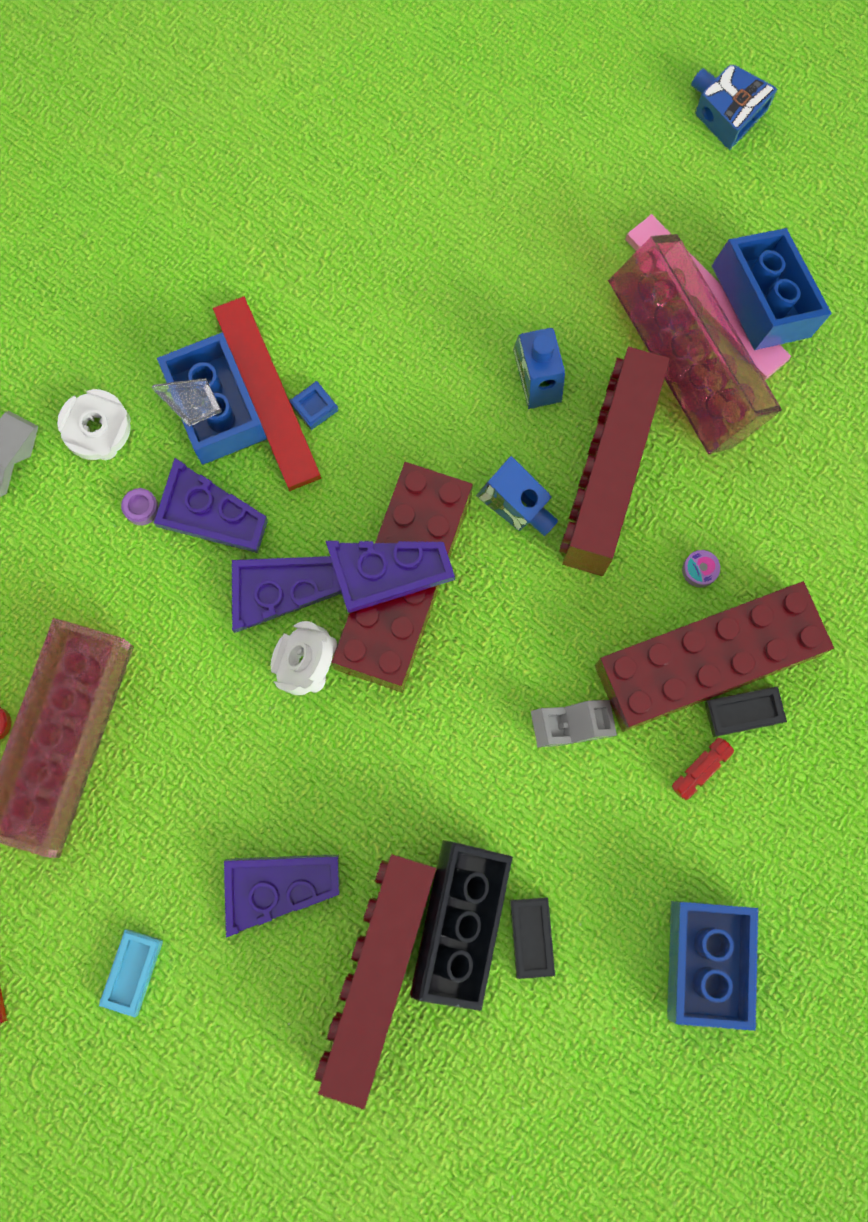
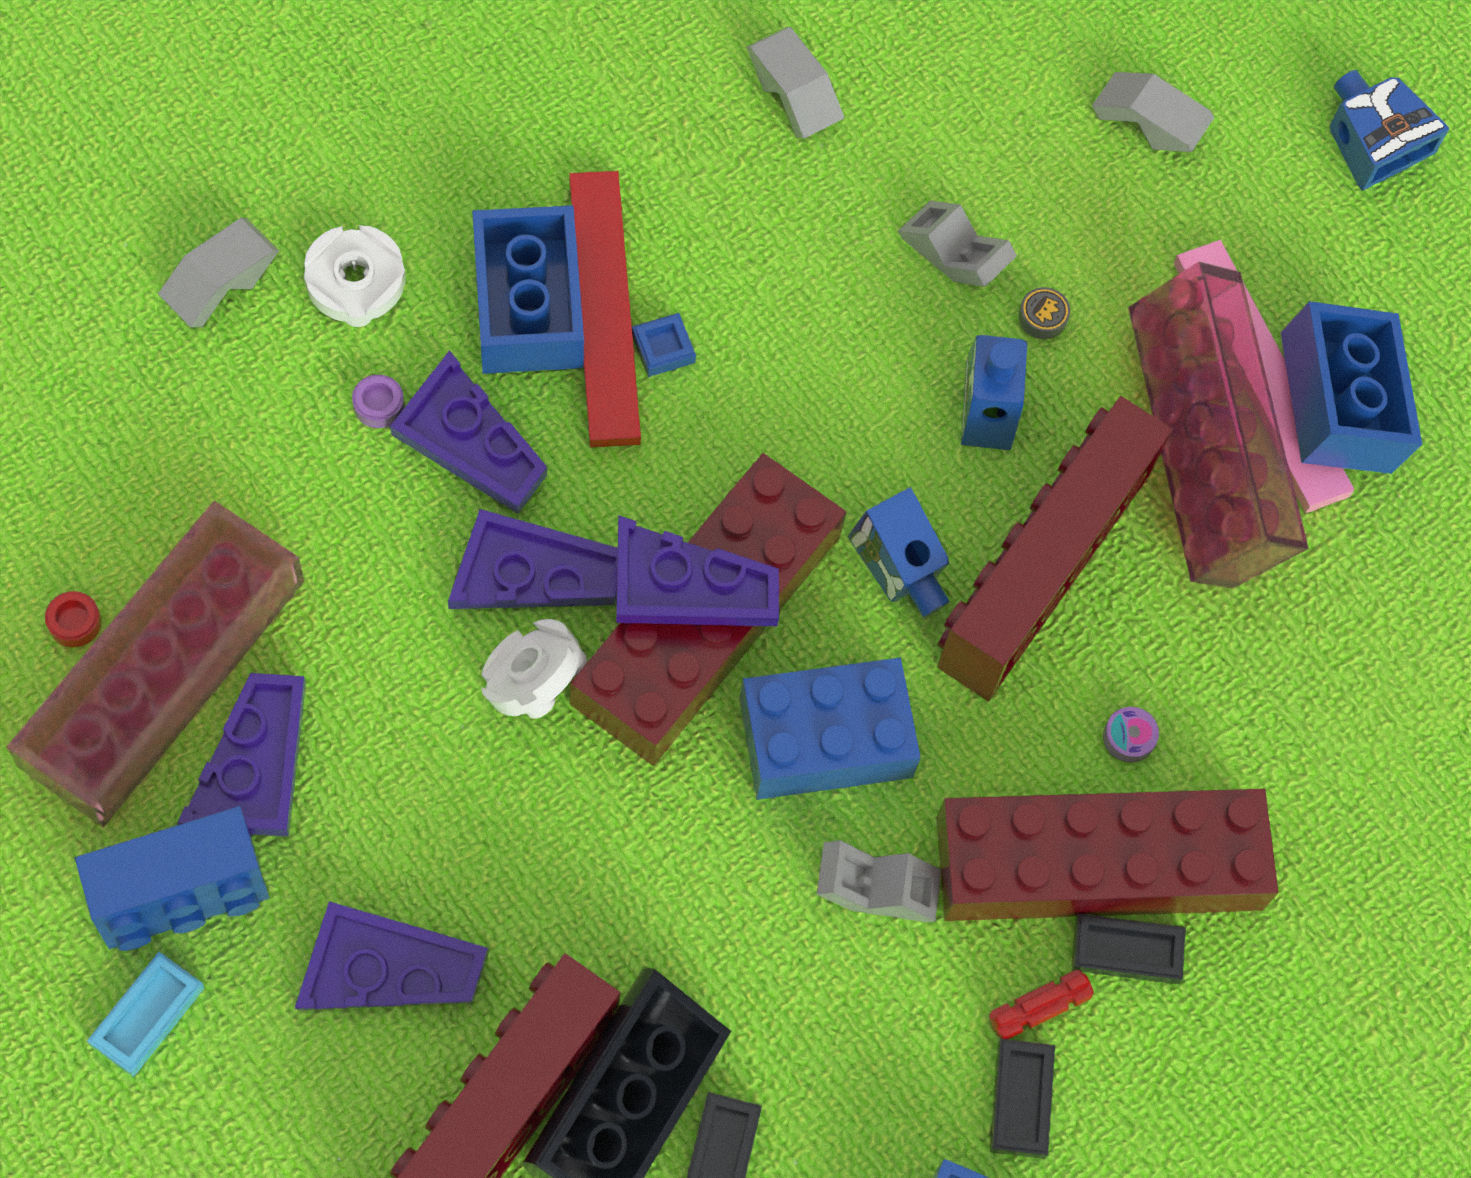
camera: 10 degrees right, 10 degrees down
(115, 885) = (172, 879): none -> blue brick
(144, 782) = (255, 757): none -> dark purple wing
(189, 399) = (498, 277): clear piece -> none
(337, 190) = (803, 84): none -> light grey slope
(478, 274) = (951, 244): none -> light grey slope
(508, 632) = (829, 728): none -> blue brick
(553, 301) = (1044, 313): none -> tile
(589, 139) = (1163, 112): none -> light grey slope
(710, 834) = (1022, 1098): none -> black tile

